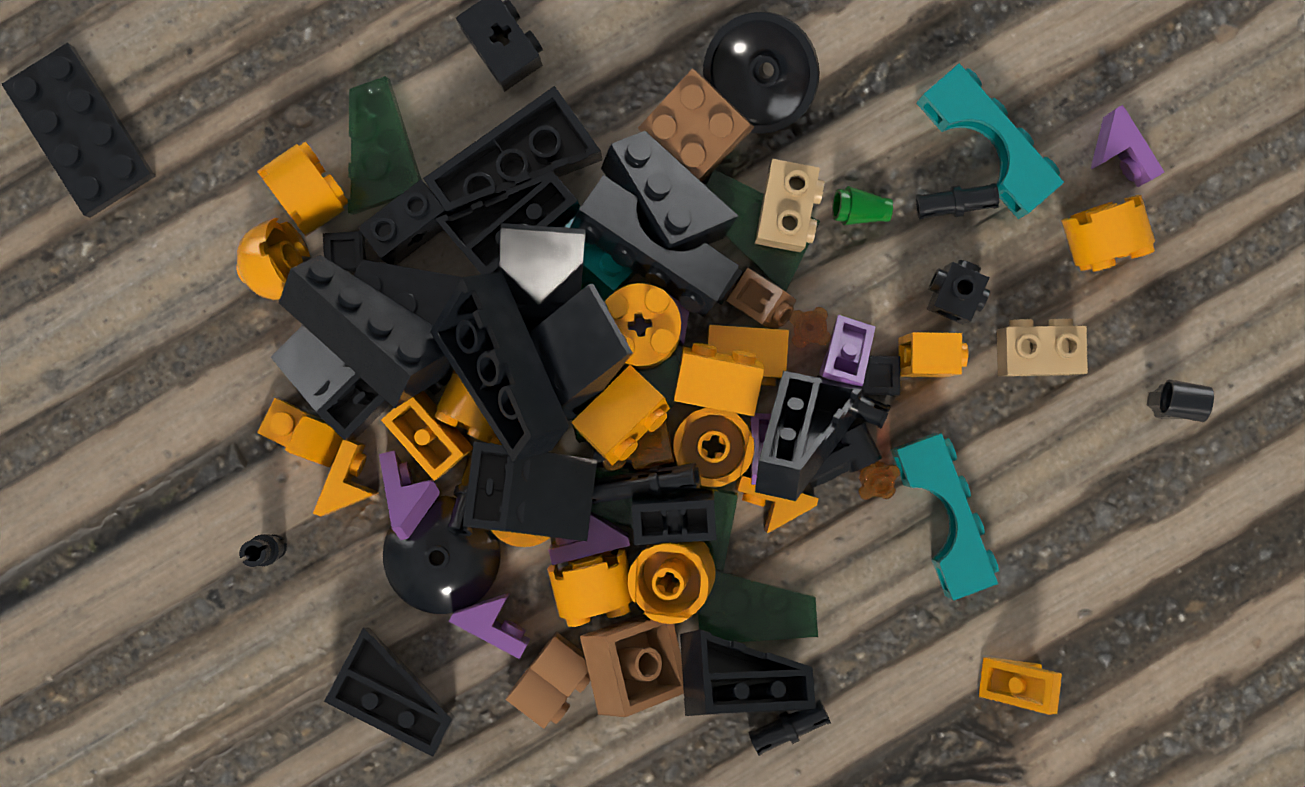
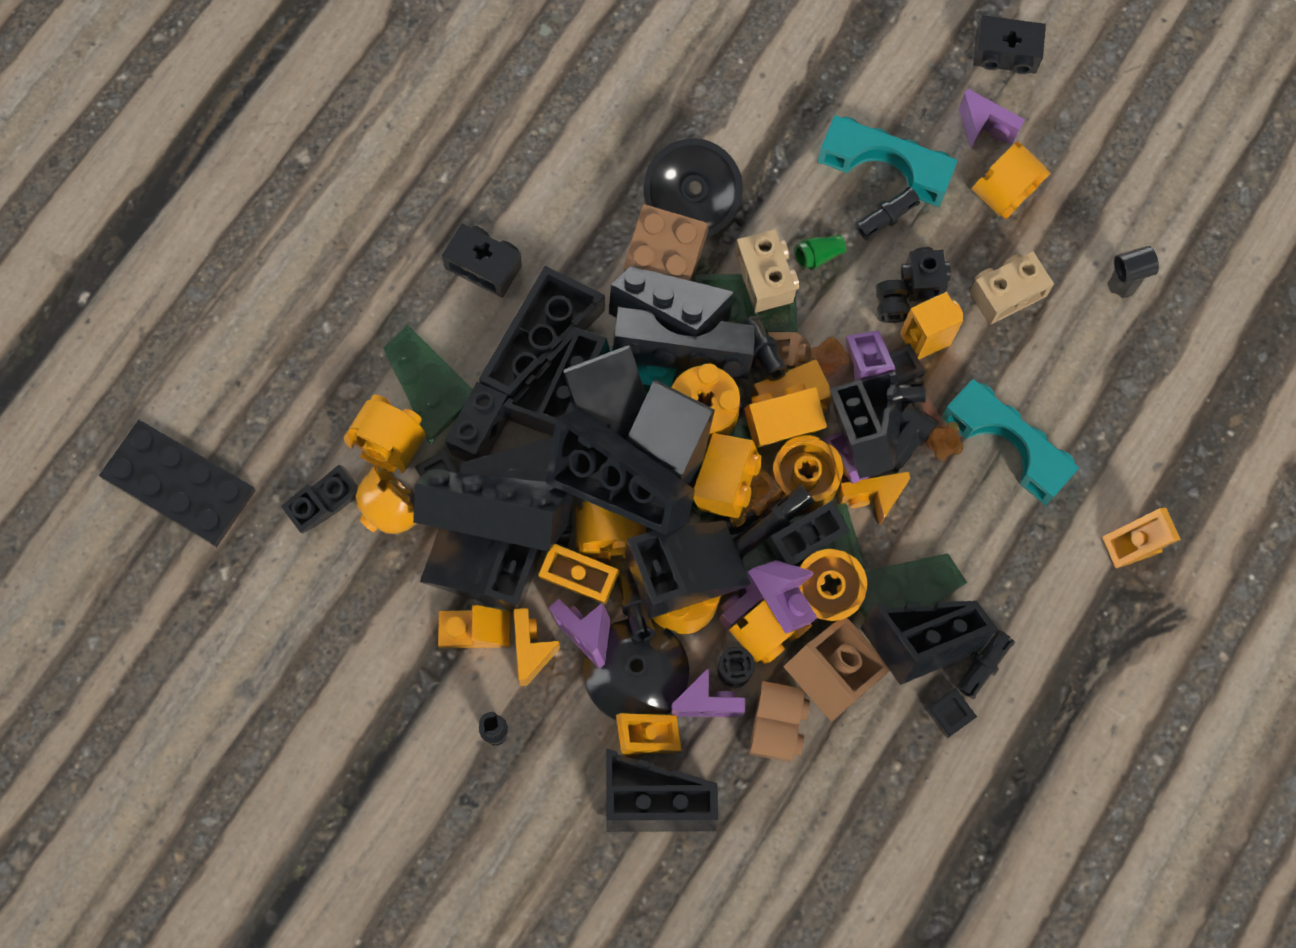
camera: 30 degrees left, 15 degrees down
(213, 221) = (322, 500): none -> black slope
(414, 629) = (648, 734): none -> light orange slope
(540, 600) = (731, 672): none -> black wheel
(612, 564) = (781, 590): none -> medium lavender slope
(729, 755) = (951, 713): none -> black tile
(740, 292) = (766, 350): none -> black pin
(907, 303) = (893, 301): none -> black wheel
(1219, 72) = (1009, 44): none -> black brick

